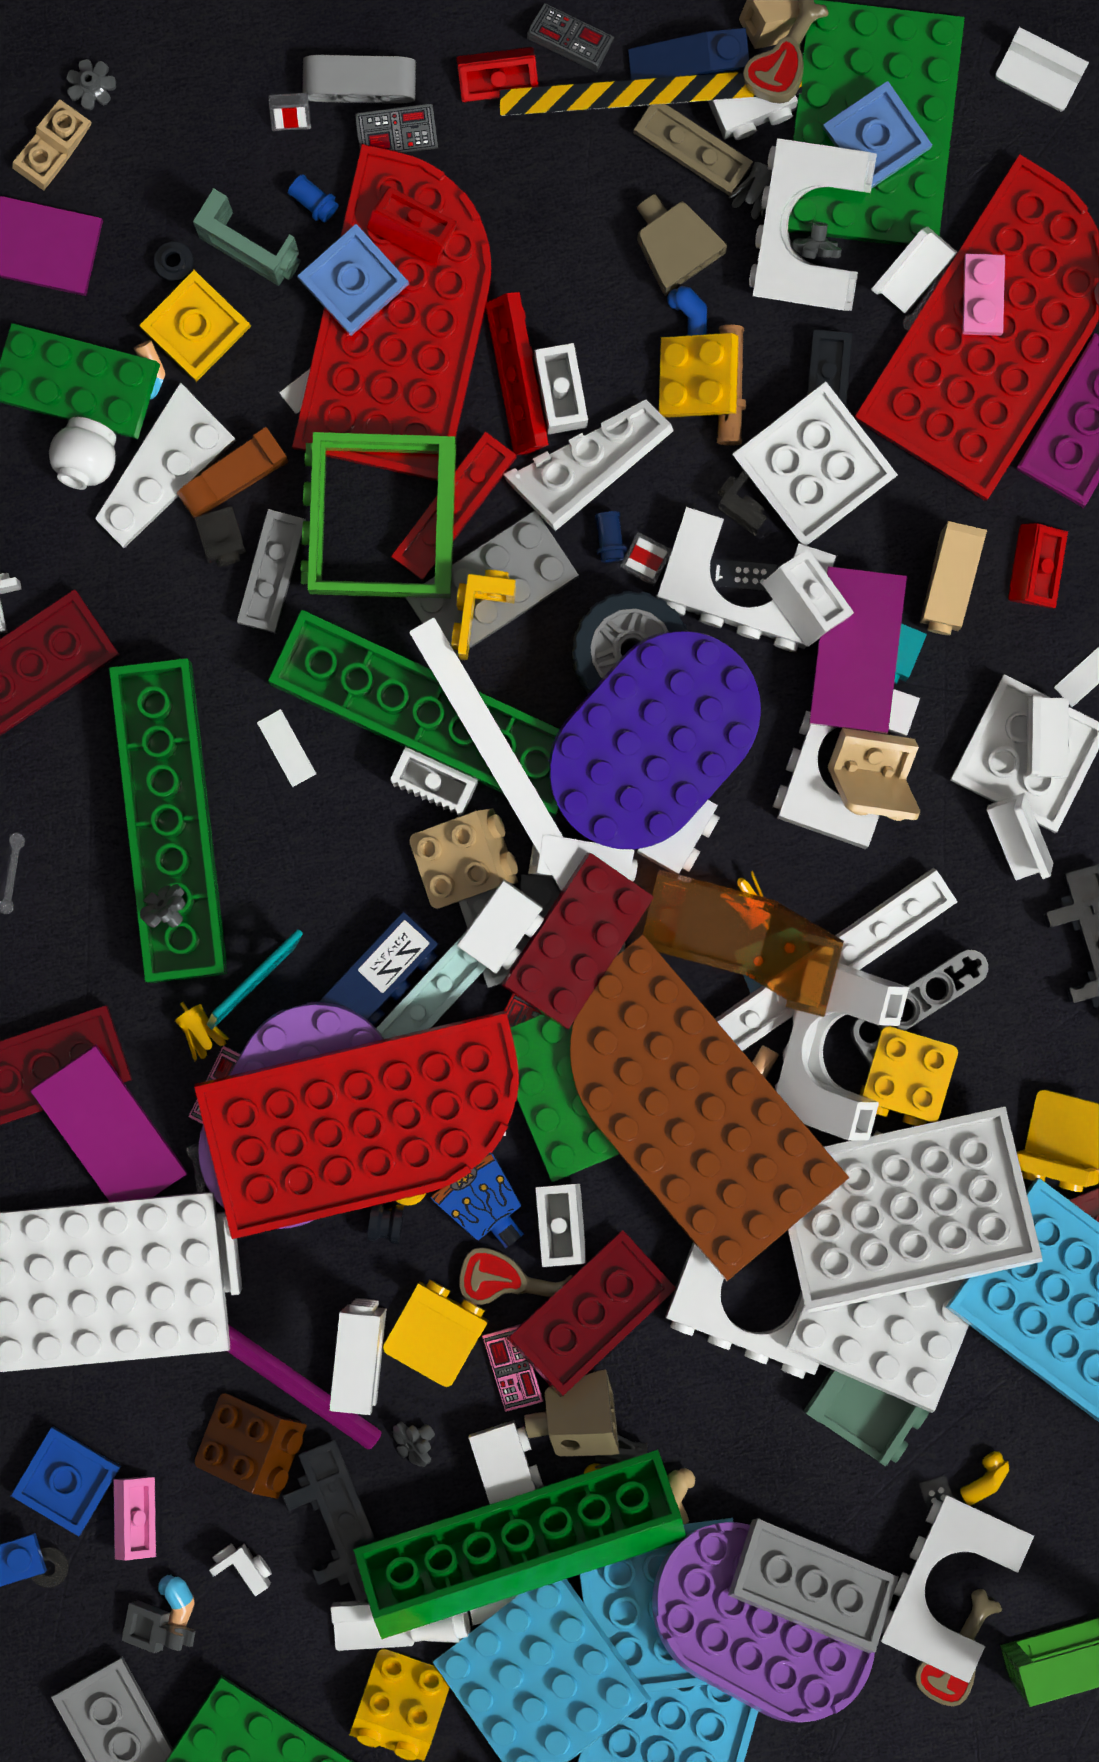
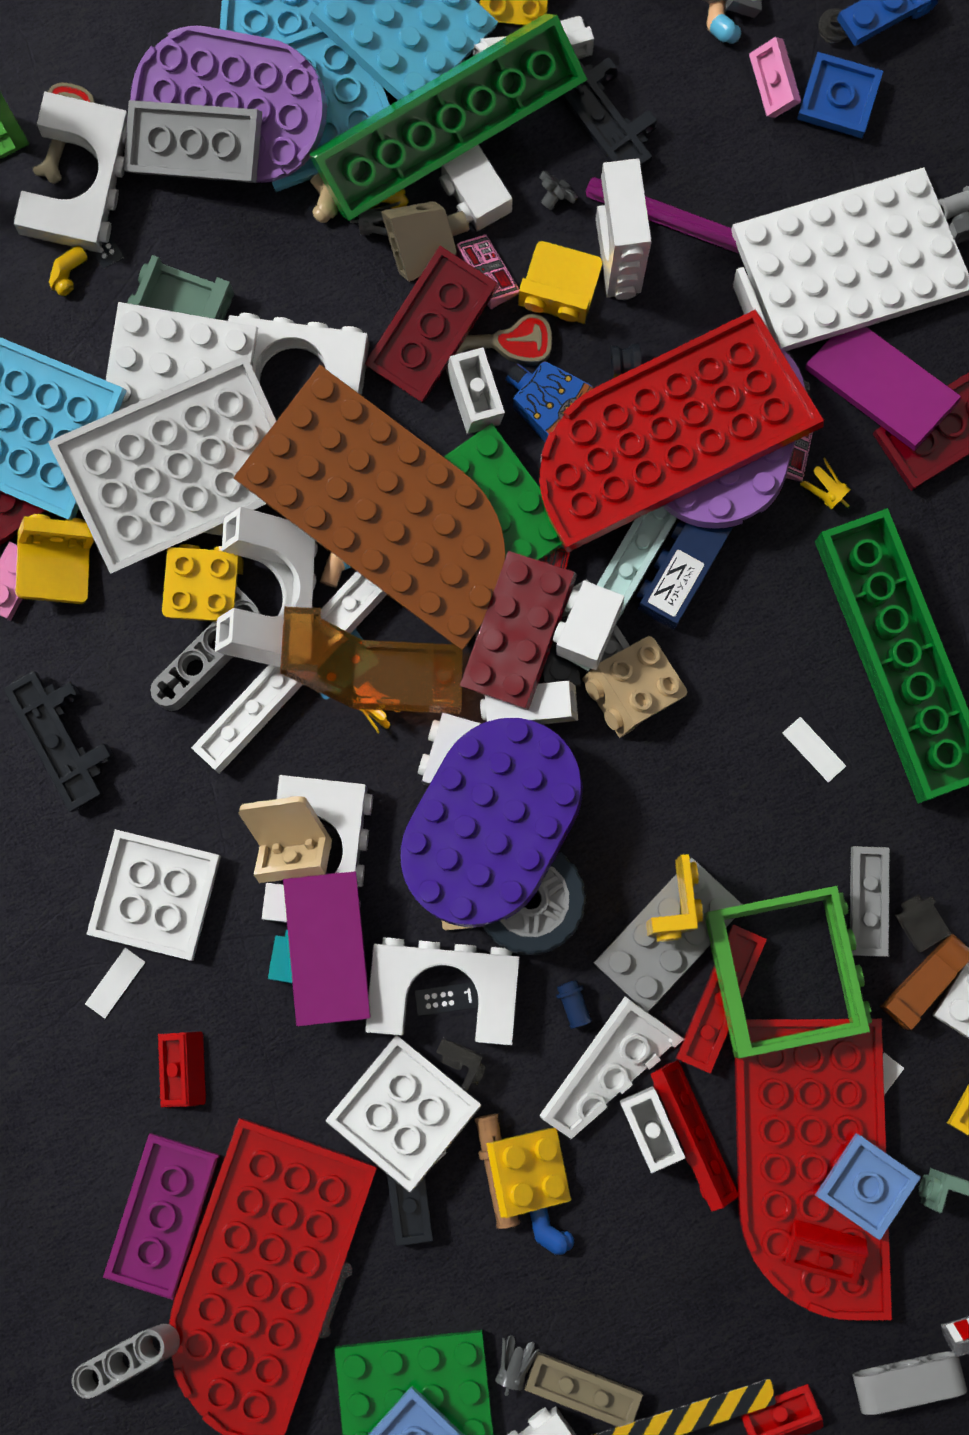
camera: 170 degrees right, 5 degrees down
(163, 907) = (891, 571): dark grey plant -> none
(249, 1446) = (694, 154): reddish brown bracket -> none
(252, 1569) = (671, 61): white bracket -> none
(254, 979) = (794, 531): teal window -> none
(313, 198) = (922, 1257): blue pin -> none
(398, 128) = (860, 1343): slope -> none
(403, 702) = (710, 805): green brick -> none
(434, 781) = (678, 744): white brick -> none
(490, 742) = (639, 785): white sticker -> none
(646, 559) = (536, 992): tile -> none
(676, 242) = (577, 1294): dark tan torso -> none
(780, 269) = (482, 1389): white arch -> none
(807, 597) = (381, 984): white panel -> none
(817, 243) = (447, 1324): dark grey plant -> none
(915, 269) = (350, 1320): white panel -> none
(952, 577) = (255, 1037): tan slope -> none
(983, 294) = (282, 1311): bright pink plate -> none
(1020, 837) = (145, 816): white panel -> none
(1047, 737) = (139, 910): white panel -> none

